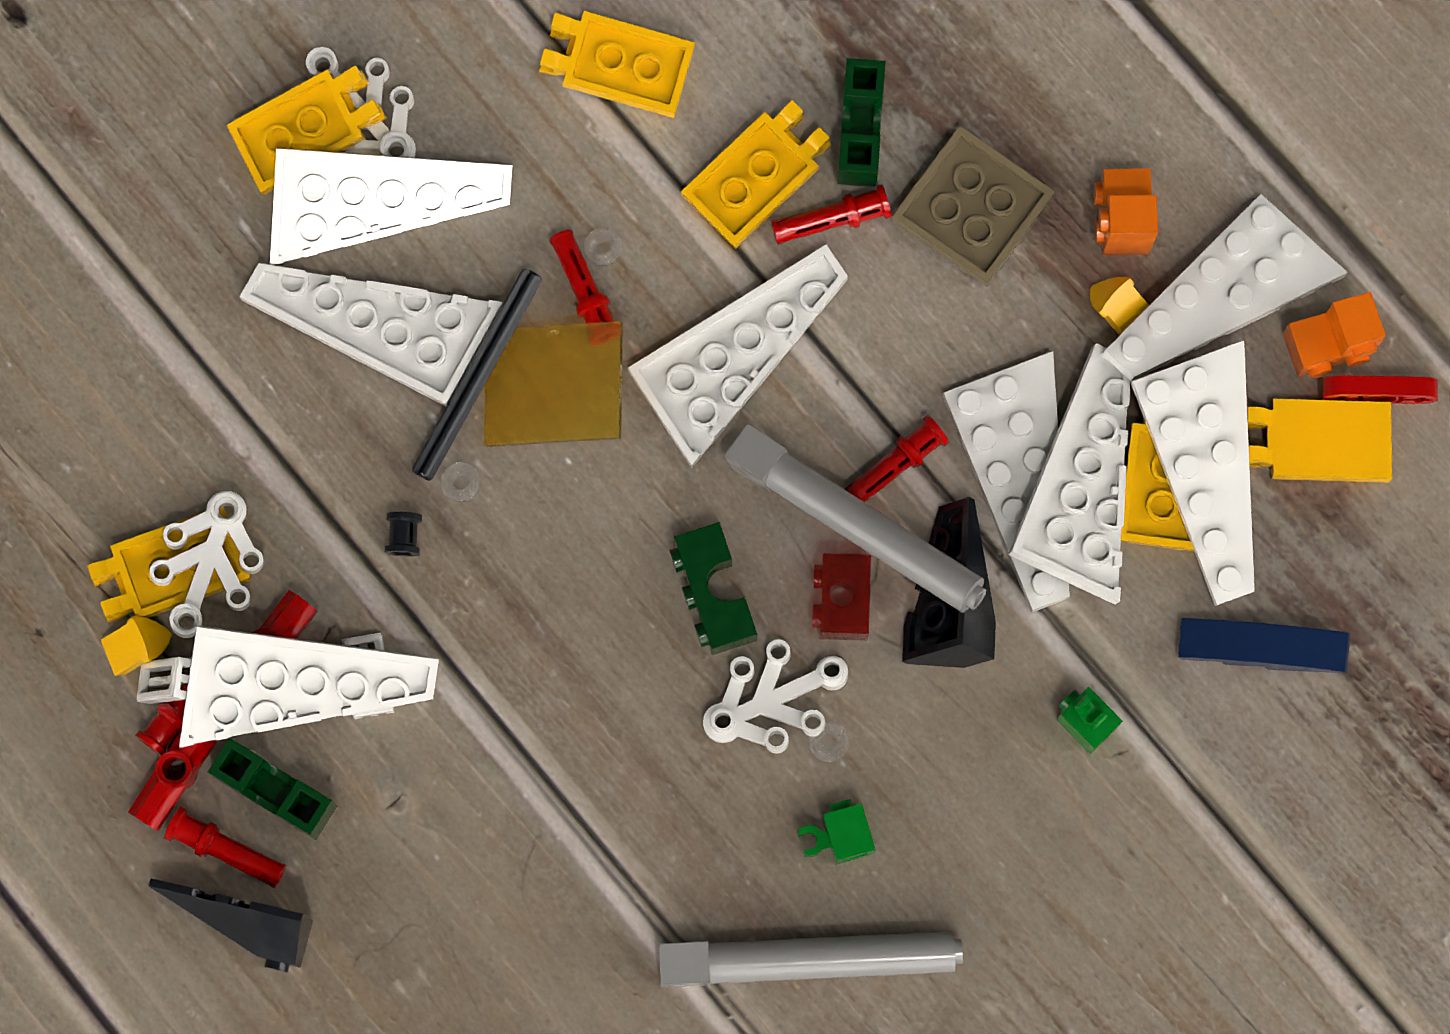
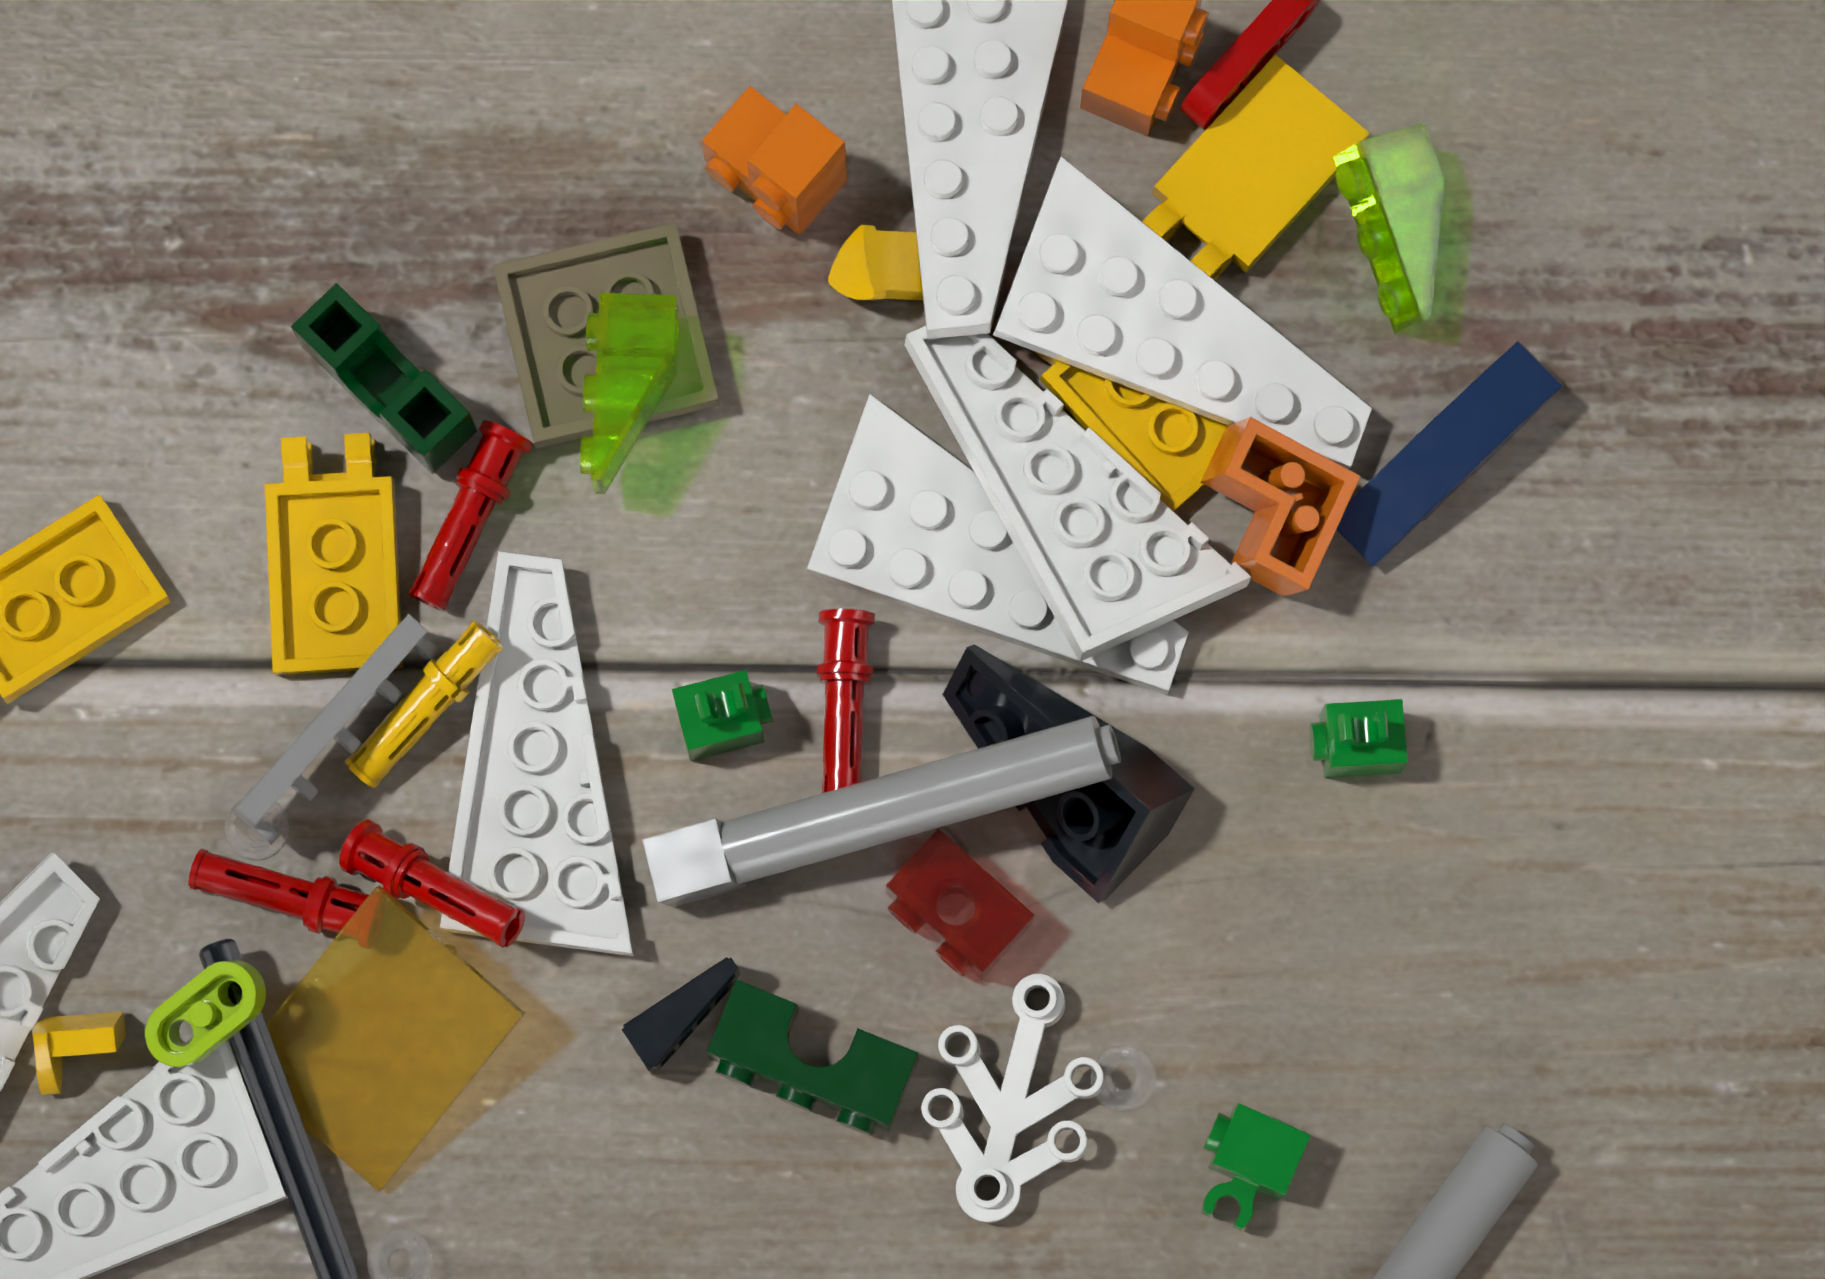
camera: 50 degrees left, 0 degrees up
(437, 246) = (73, 1036): none -> yellow tile
(499, 294) = (208, 1010): none -> lime plate
(640, 331) = (407, 873): none -> red pin
(676, 510) = (669, 1023): none -> black slope
(678, 236) = (330, 725): none -> light grey hinge
(726, 271) = (411, 718): none -> yellow pin
(838, 411) = (721, 714): none -> green brick
(963, 232) = (634, 368): none -> clear neon green slope
(1176, 592) = (1294, 499): none -> orange brick
(1365, 521) = (1397, 212): none -> clear neon green slope

